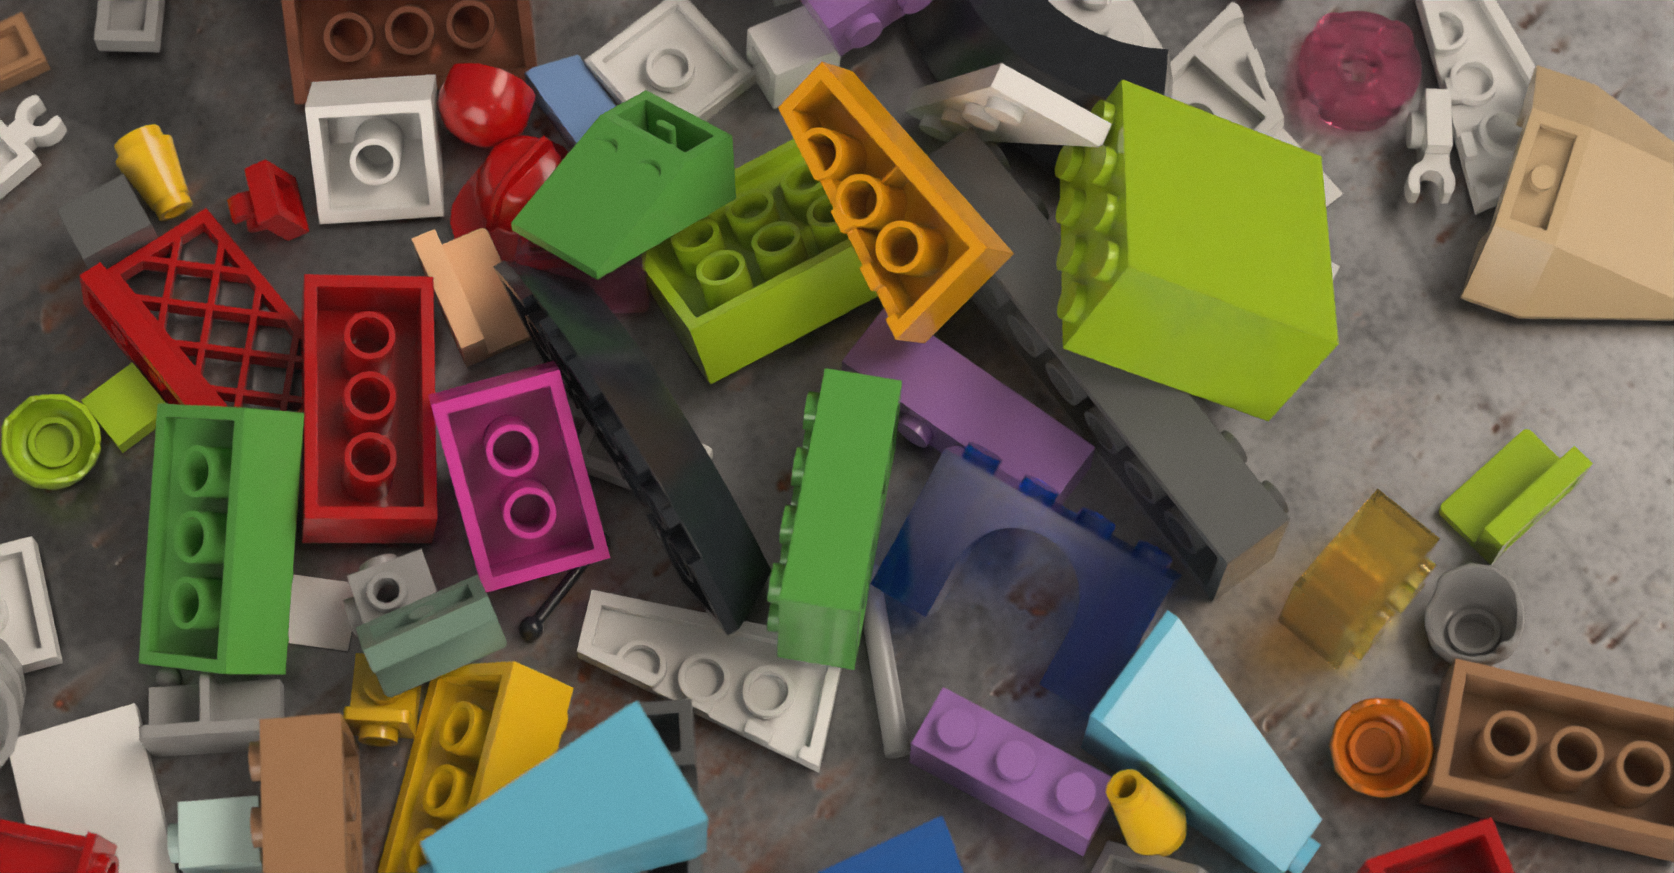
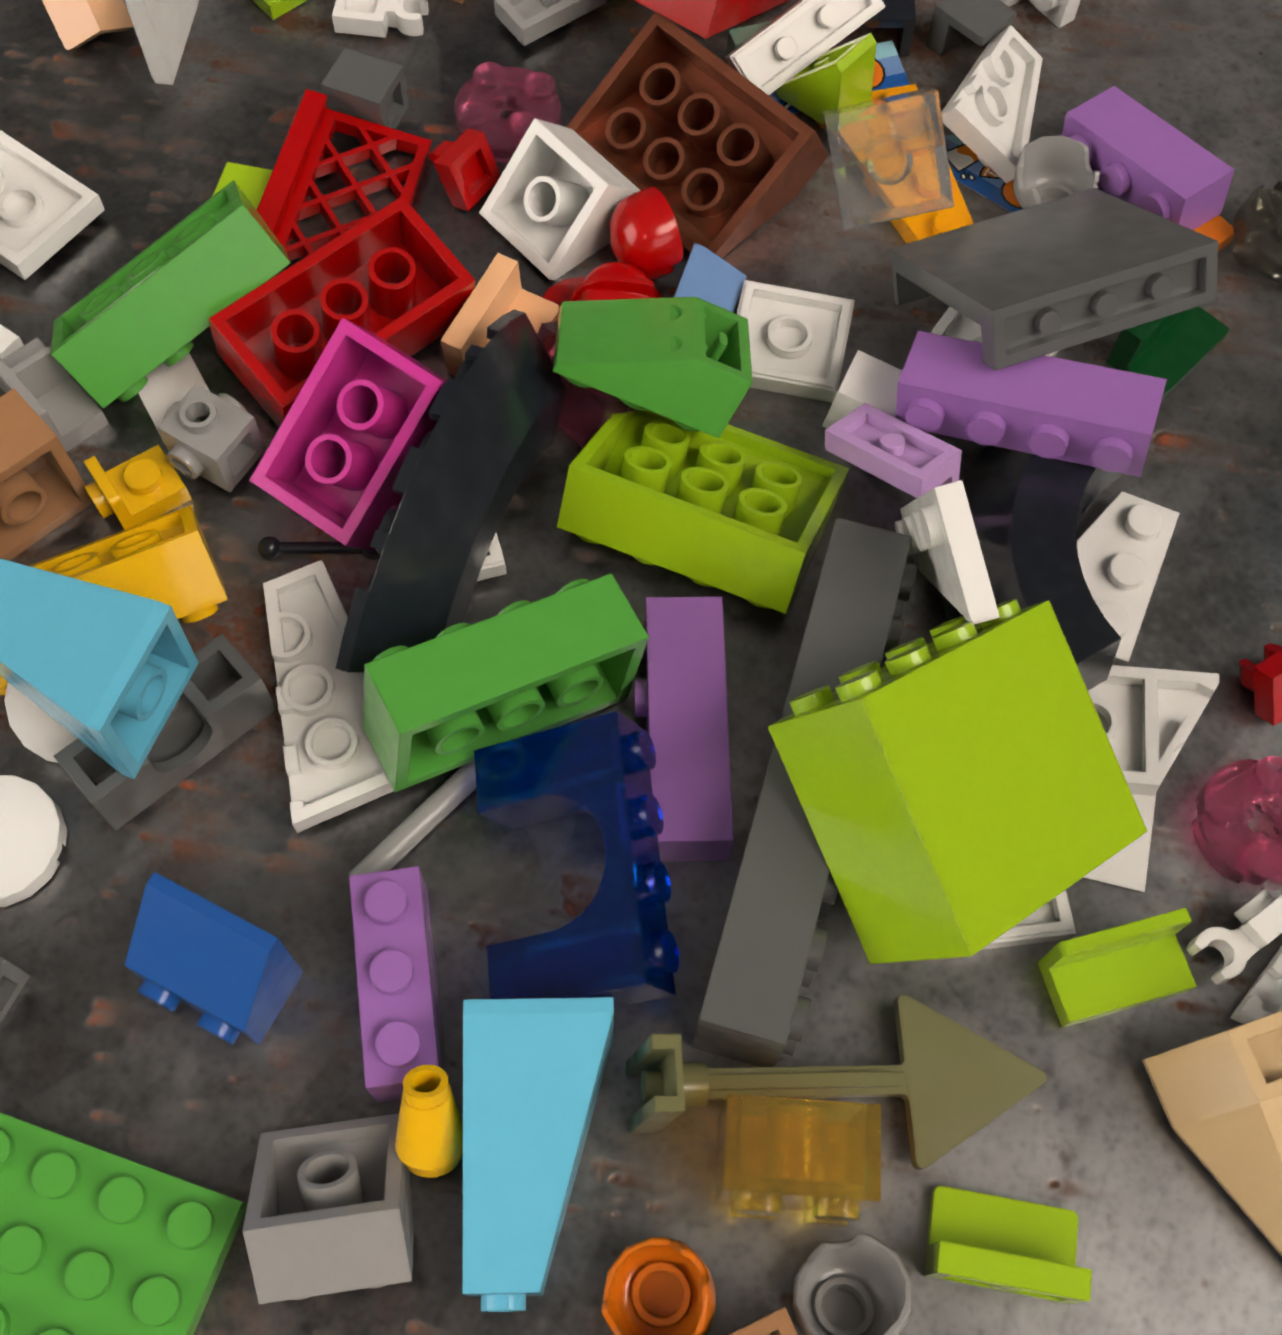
camera: 50 degrees right, 5 degrees down
(50, 441) = (175, 158): lime hair -> none
(154, 170) = (431, 92): yellow cone -> none
(220, 88) = (503, 89): none -> clear pink plate
(431, 636) = (185, 468): sand green panel -> none
(891, 68) = (893, 450): none -> lavender panel
(903, 216) = (789, 517): light orange wedge -> none
(1374, 440) = (945, 1076): none -> olive piece
(1388, 262) = (1117, 968): none -> lime panel

